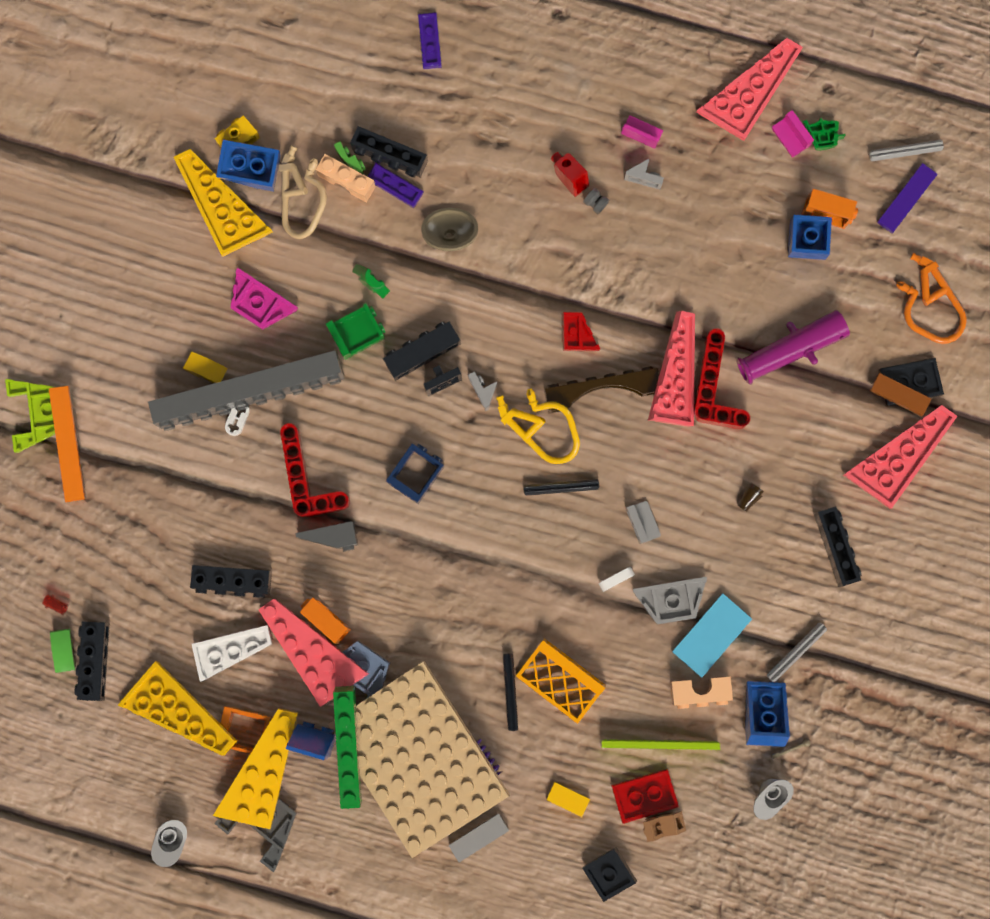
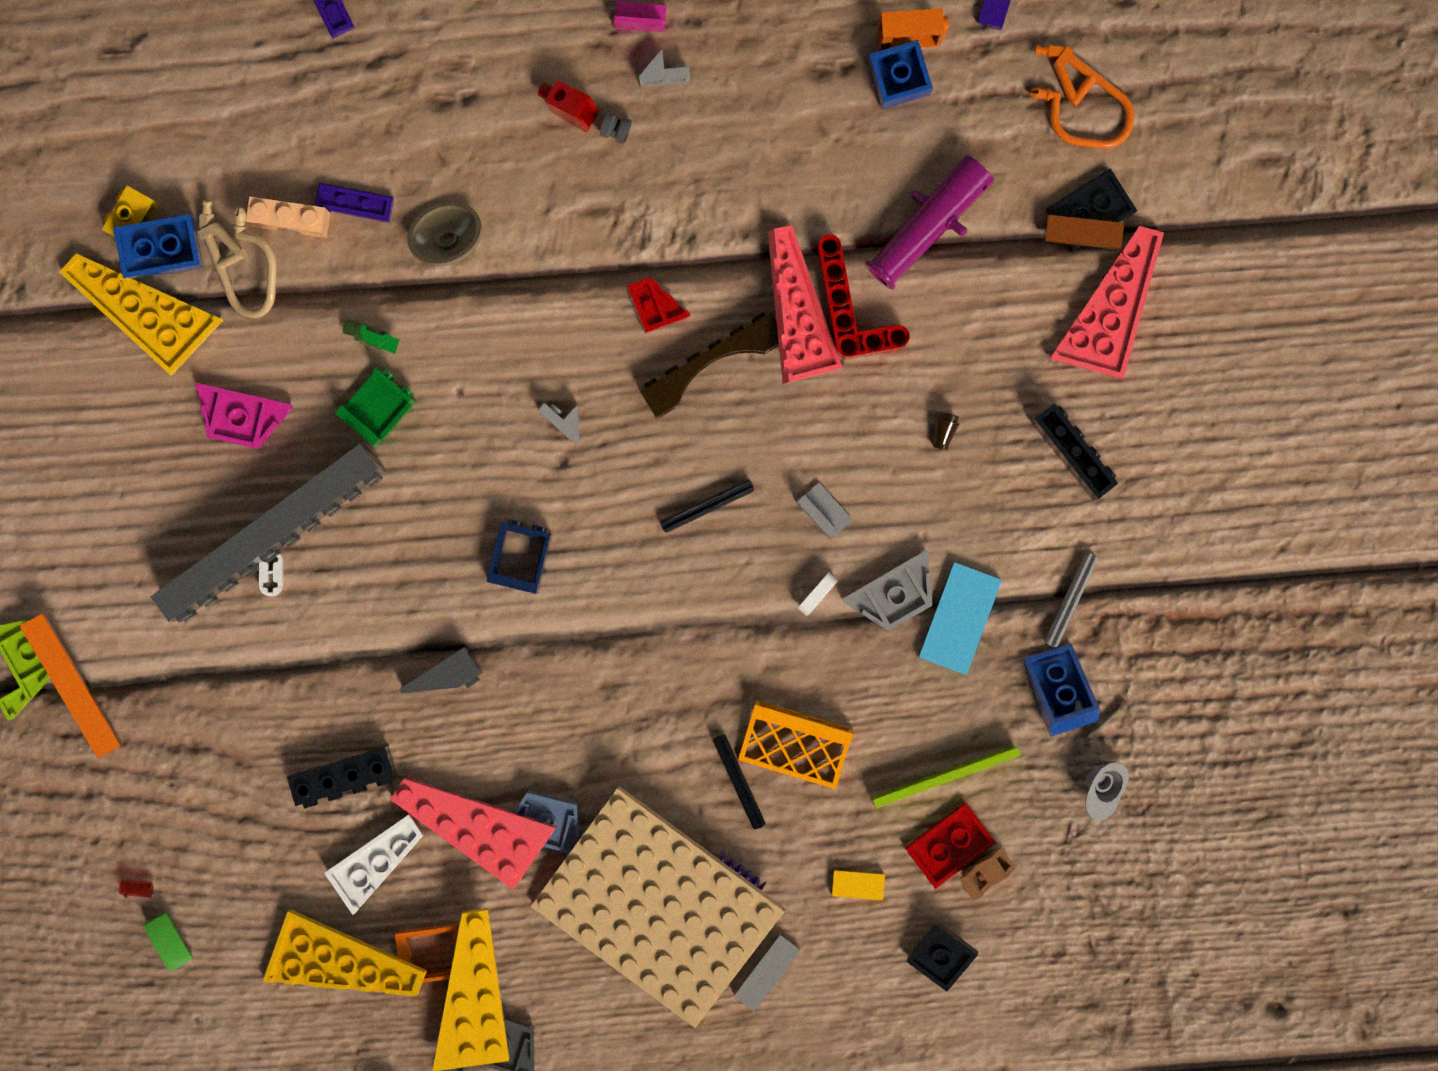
camera: 20 degrees left, 5 degrees up
(92, 661) = (210, 940): black brick -> none
(205, 368) = (205, 525): yellow slope -> none
(294, 480) = (381, 616): red beam -> none
(312, 741) = (519, 935): blue slope -> none
(324, 620) = (477, 782): orange window -> none
(346, 745) = (564, 927): green arch -> none
(352, 161) = (287, 194): bright green slope -> none
(389, 152) = (330, 163): black brick -> none
(421, 351) = (468, 401): black brick -> none
(442, 380) = (508, 429): black hinge -> none
(507, 418) = (607, 444): yellow piece -> none
(719, 691) = (993, 685): light nougat arch -> none

